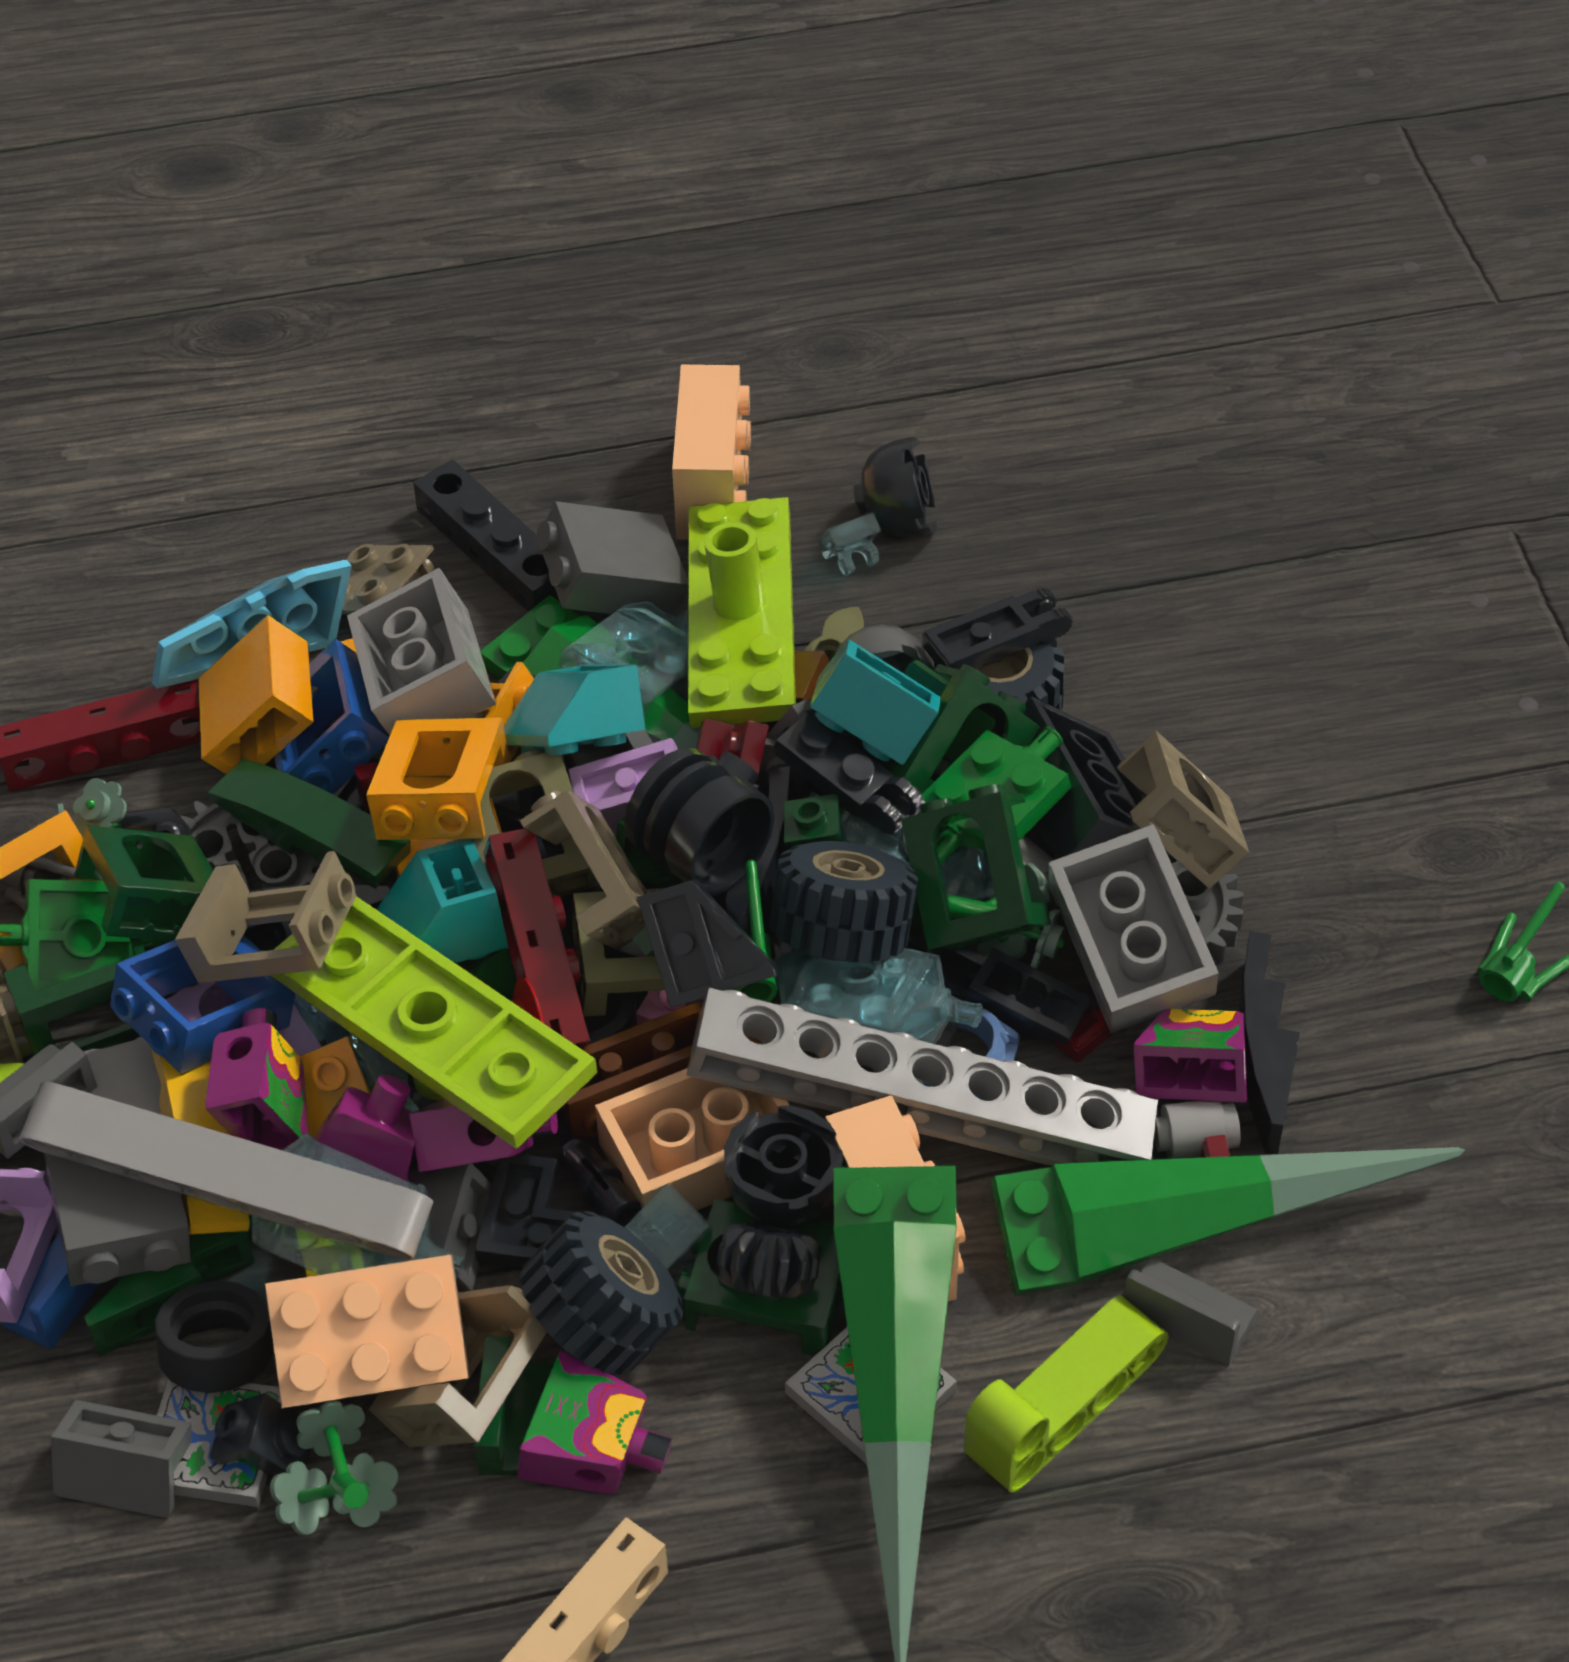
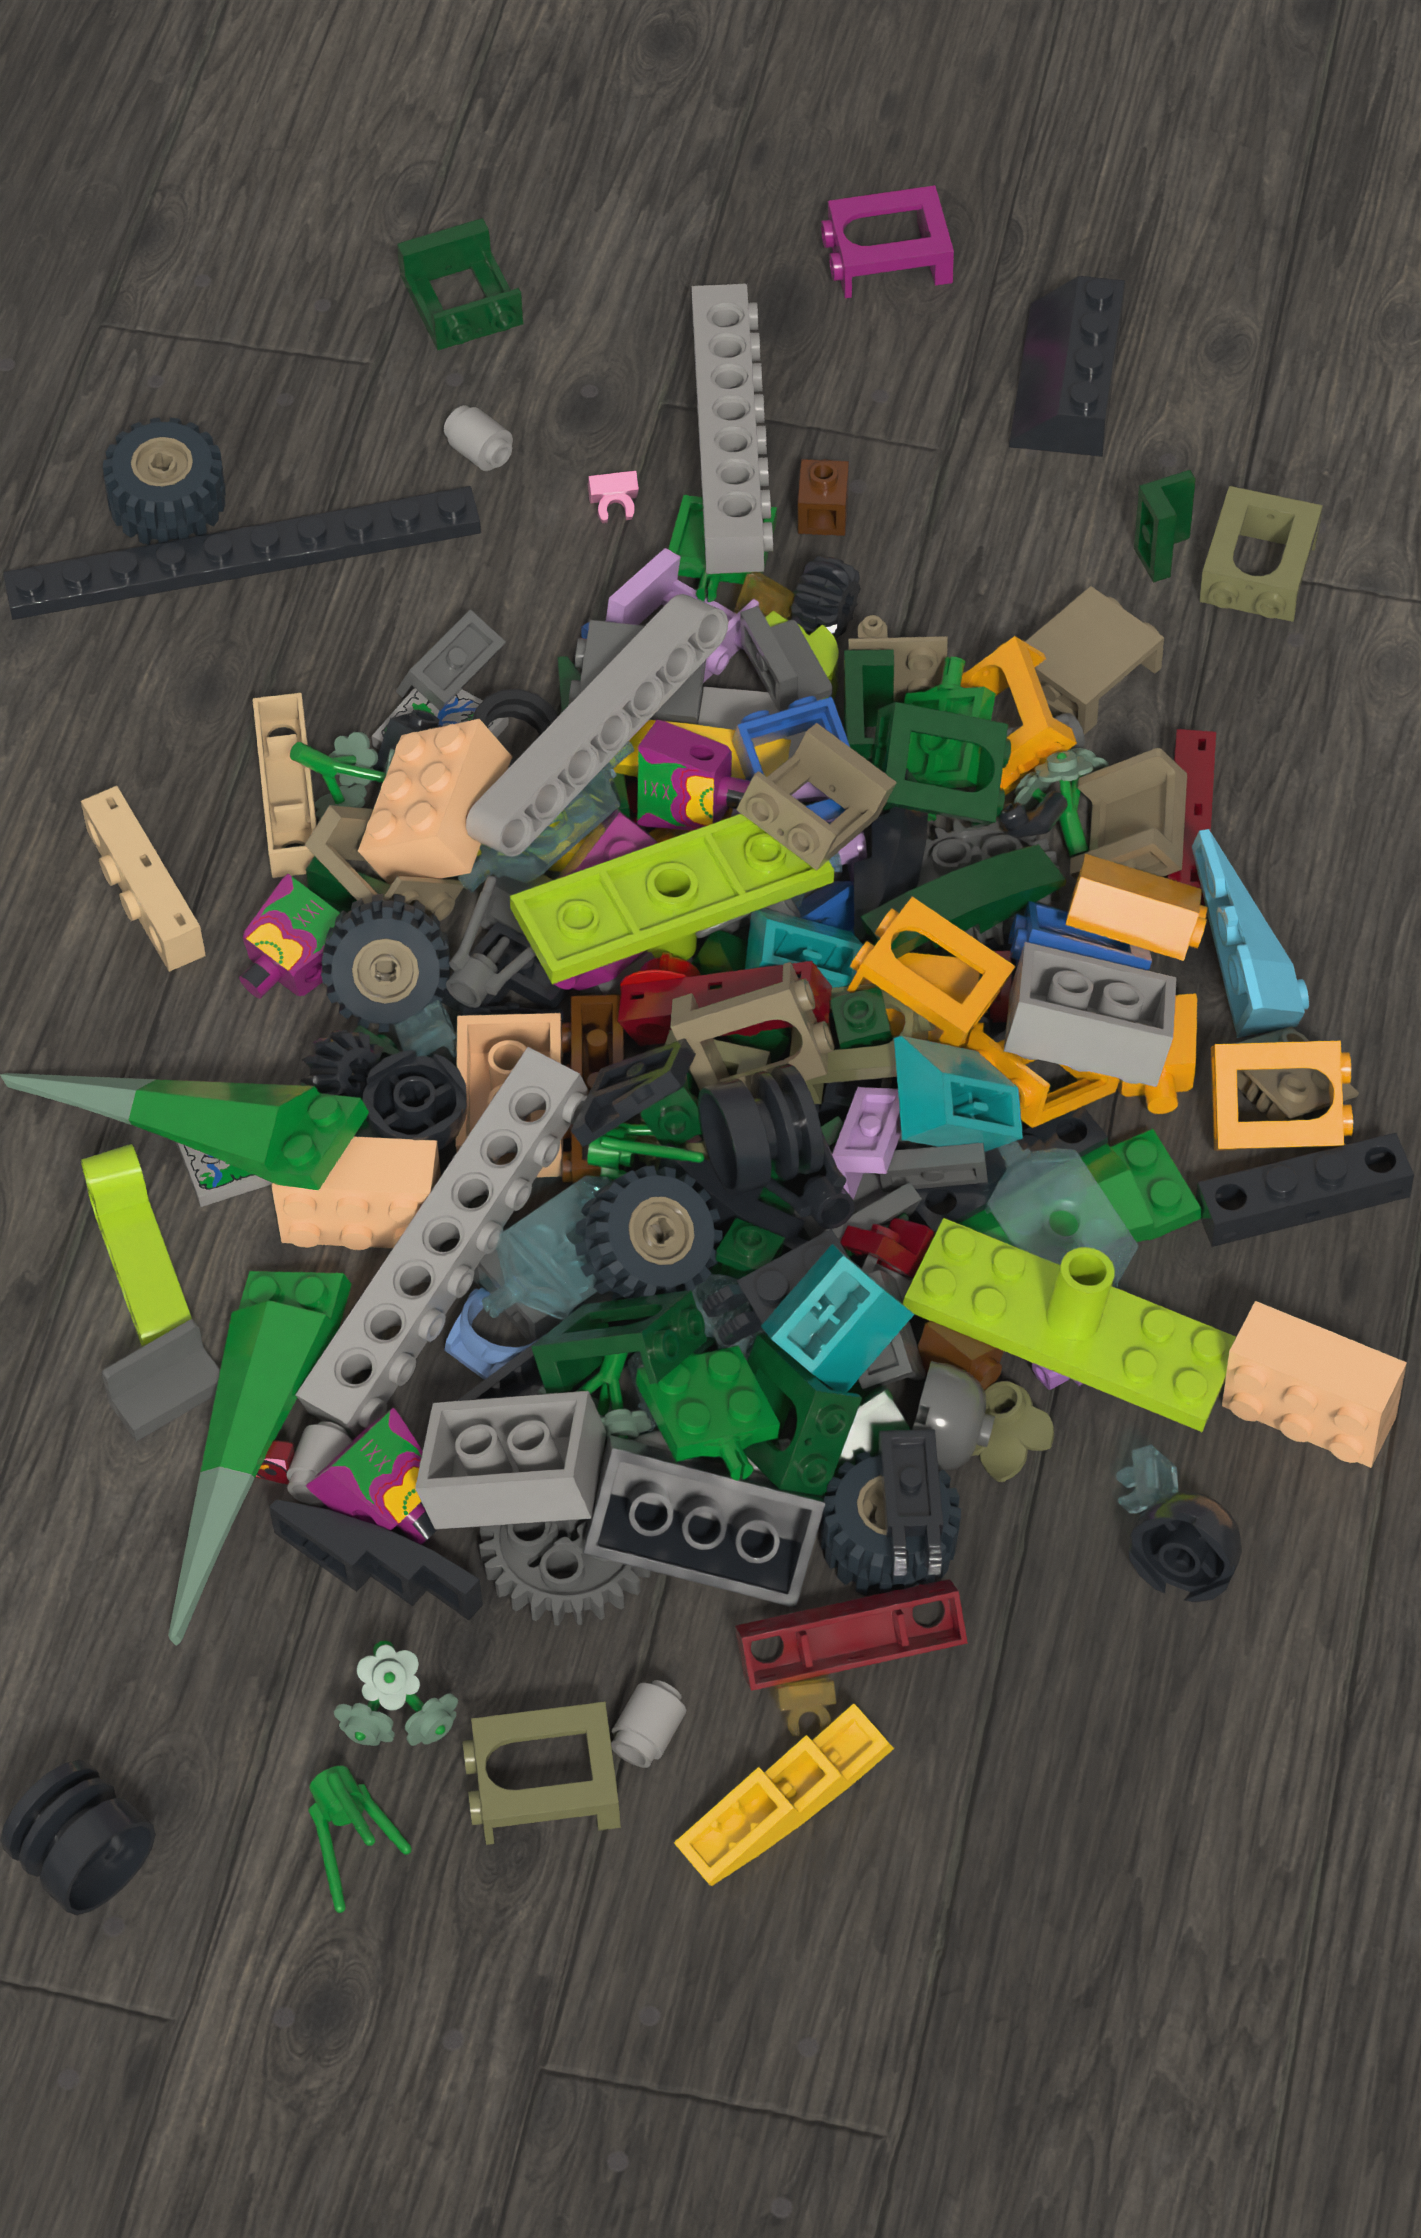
camera: 115 degrees right, 5 degrees up
(141, 746) = (1137, 813): none -> dark tan panel
(368, 1543) = (285, 783): none -> tan piece
(397, 524) = (1318, 1132): none -> light orange panel
(508, 806) = (861, 1019): none -> dark green bracket
(589, 1191) = (477, 975): none -> dark grey plant
(610, 558) = (1199, 1247): dark grey brick -> none
(1129, 681) = (851, 1634): none -> dark red piece
(1187, 810) = (605, 1516): dark tan panel -> none
(1194, 688) = (806, 1697): none -> clear yellow tile
(1289, 782) = (647, 1723): none -> light grey brick
(1301, 682) = (783, 1797): none -> yellow slope
(1399, 878) = (504, 1807): none -> olive panel
(1399, 938) = (391, 1682): none -> sand green plant

